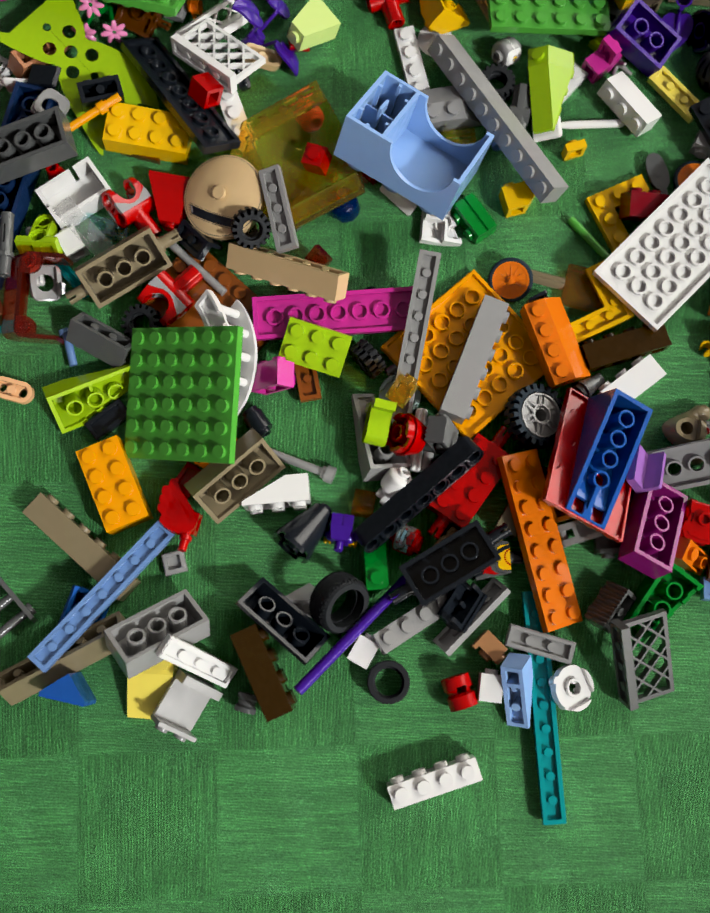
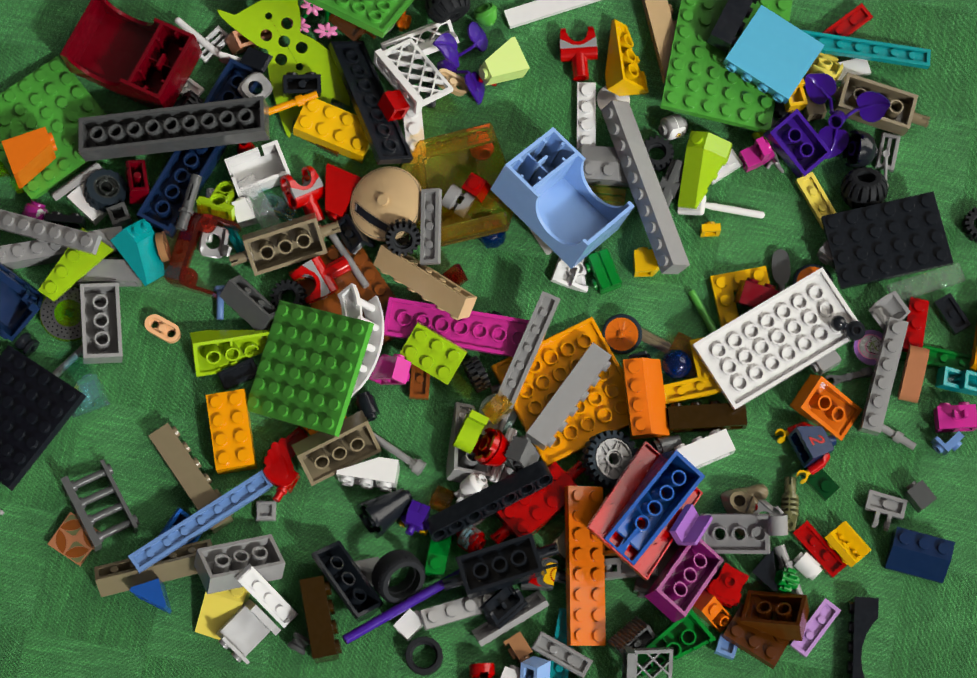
camera: 15 degrees right, 5 degrees down
(294, 172) = (452, 196): none -> light grey wheel
(577, 297) = (676, 363): none -> clear blue hair
(629, 104) = (770, 200): white brick -> none

